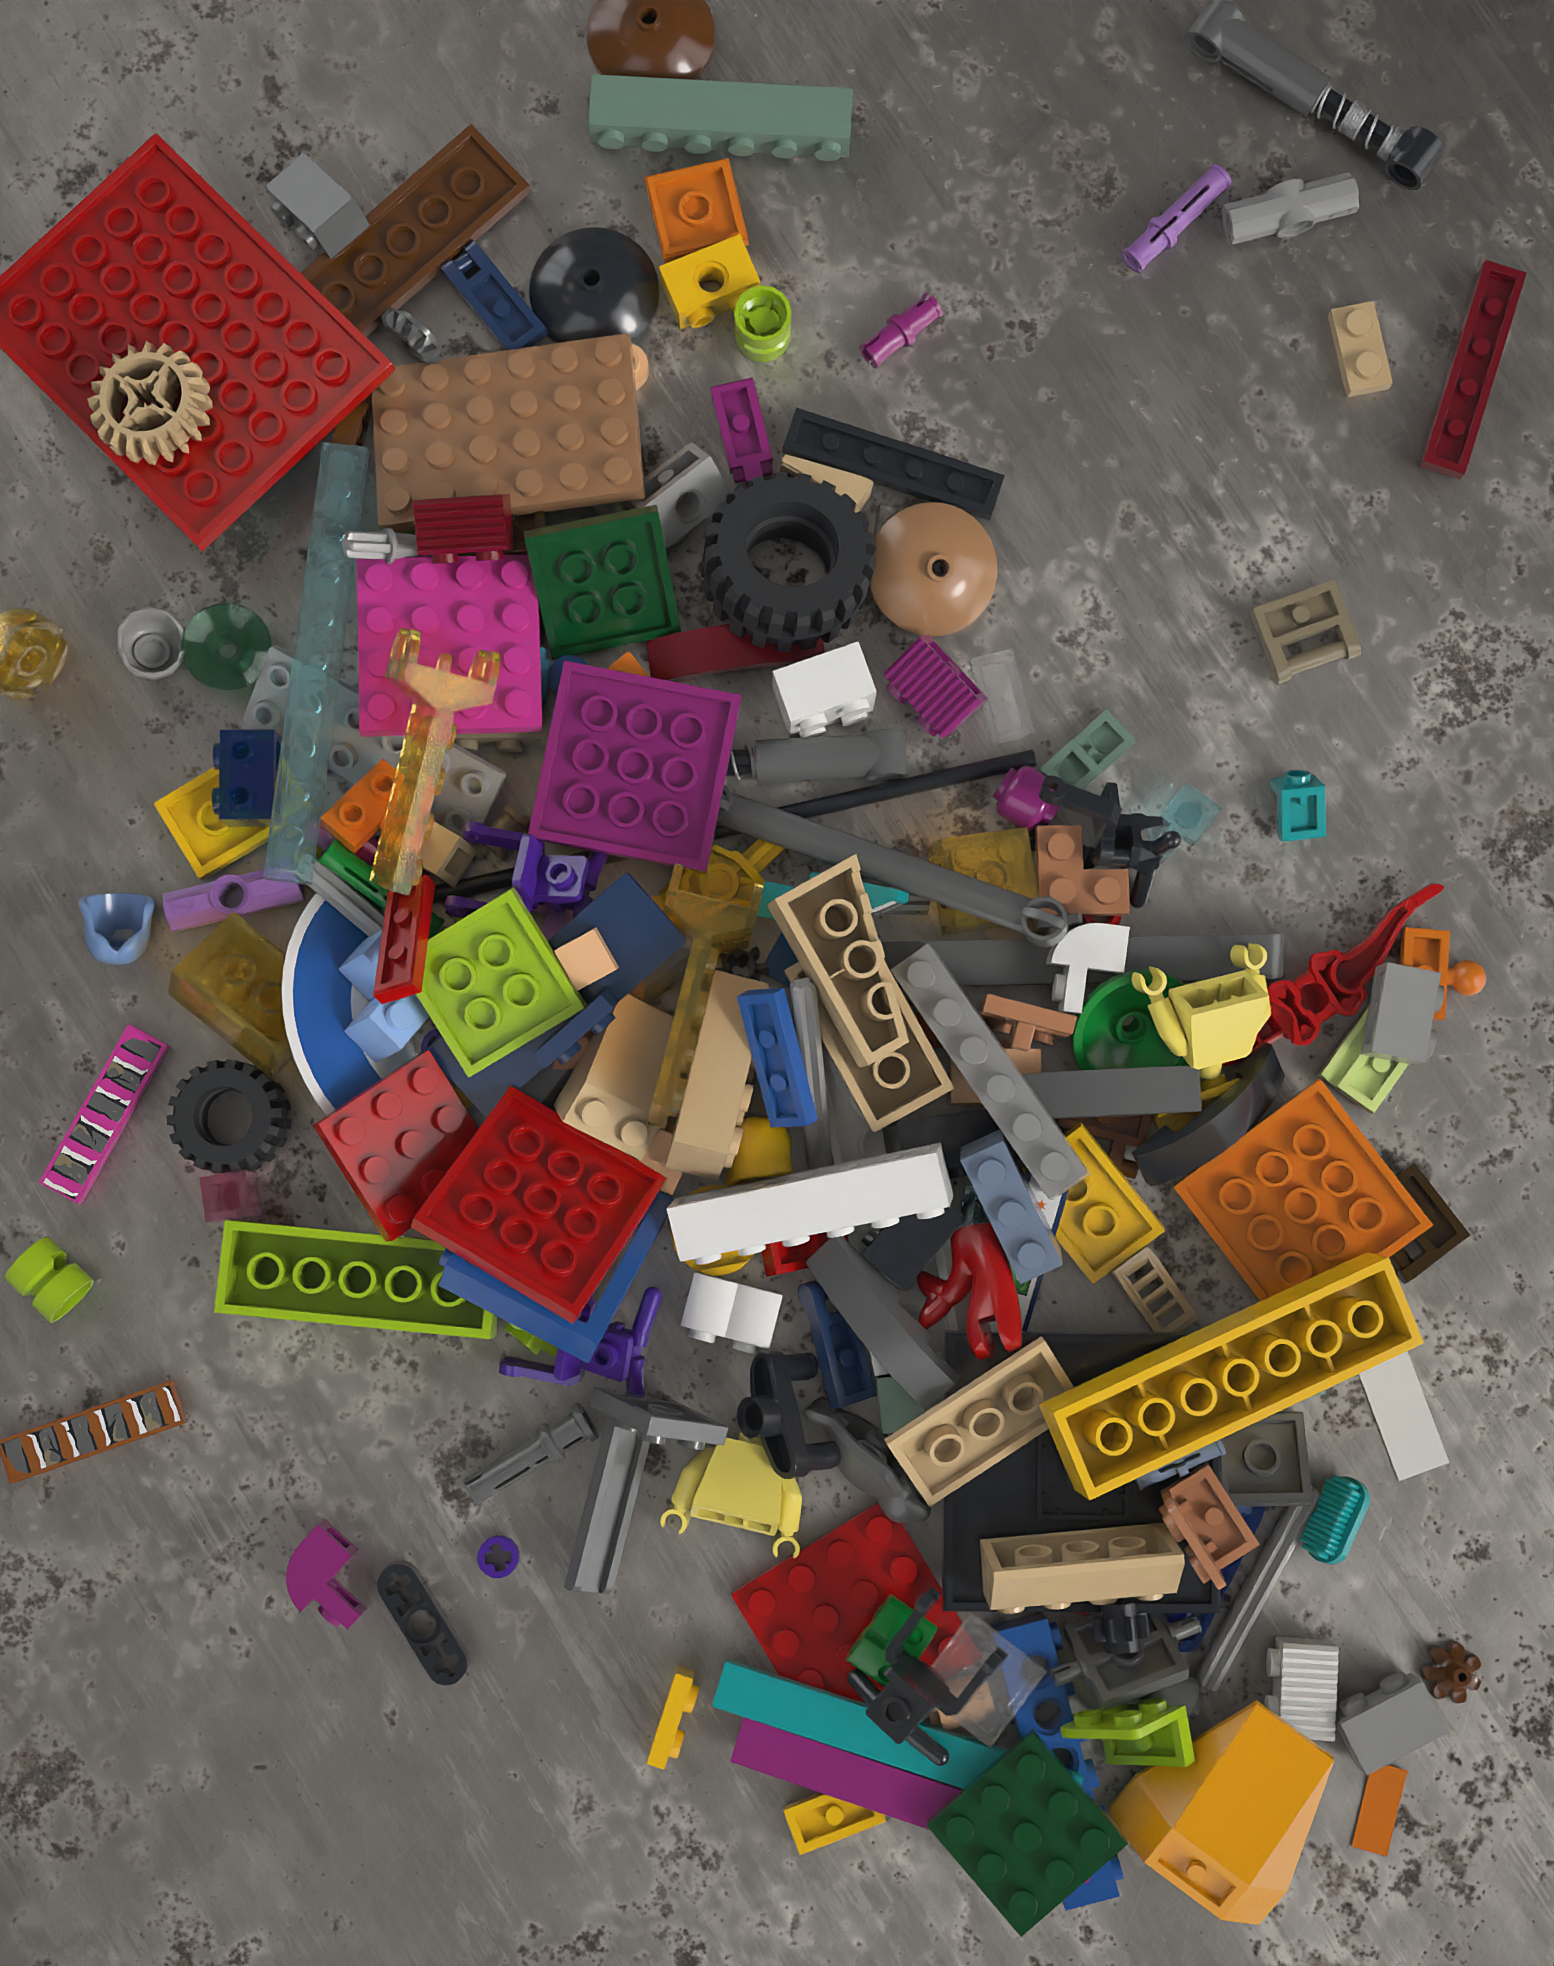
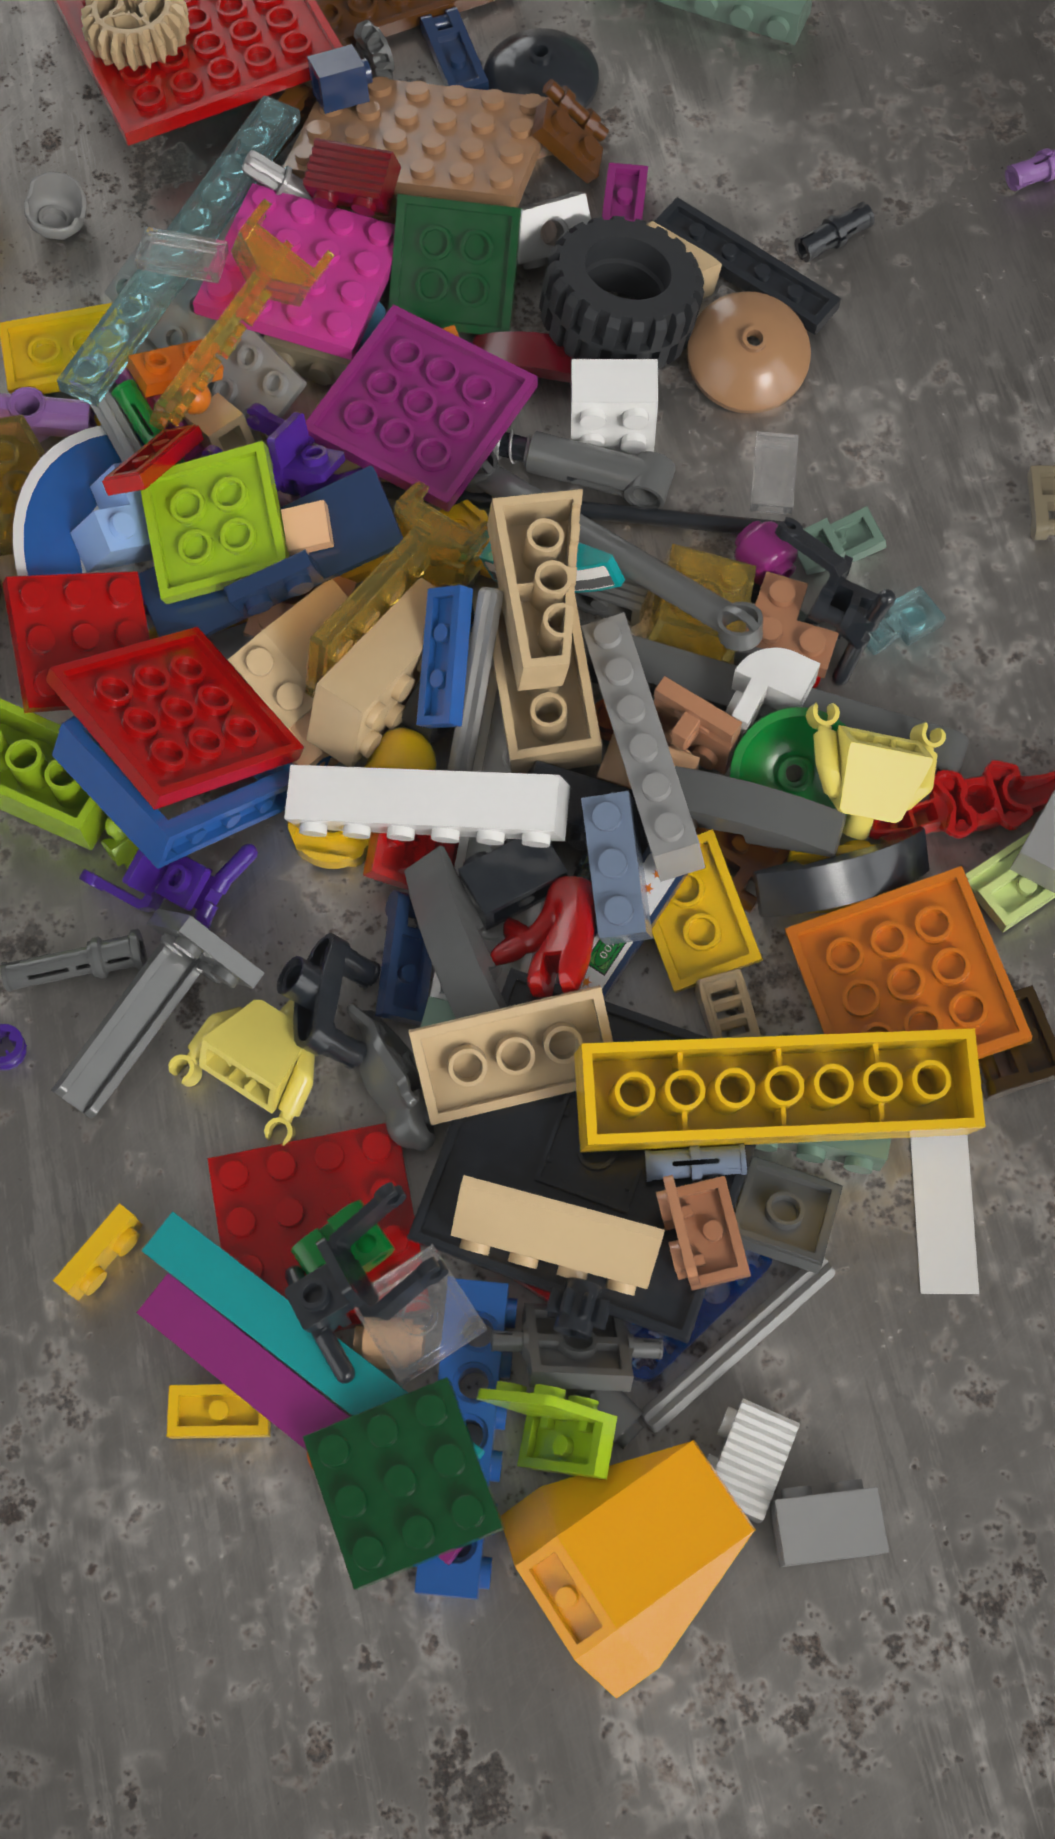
camera: 25 degrees right, 15 degrees down
(220, 626) = (112, 217): clear green dish -> none
(246, 776) = (78, 312): clear blue brick -> none
(329, 687) = (181, 254): none -> clear tile
(396, 395) = (339, 78): none -> dark blue brick
(661, 379) = (569, 141): none -> reddish brown plate
(694, 208) = (649, 40): orange plate -> none
(723, 262) = (640, 89): yellow brick -> none
(732, 1312) = (317, 896): white brick -> none
(762, 323) = (672, 127): lime wheel -> none
(900, 330) = (790, 171): magenta pin -> none
(934, 687) = (715, 439): magenta brick -> none
(970, 389) = (834, 231): none -> black pin
(1300, 805) = (1021, 641): teal bracket -> none
(1336, 1519) = (841, 1300): teal piece -> none
(1379, 1810) = (790, 1626): orange sticker -> none
(1451, 1672) = (906, 1510): reddish brown plant -> none

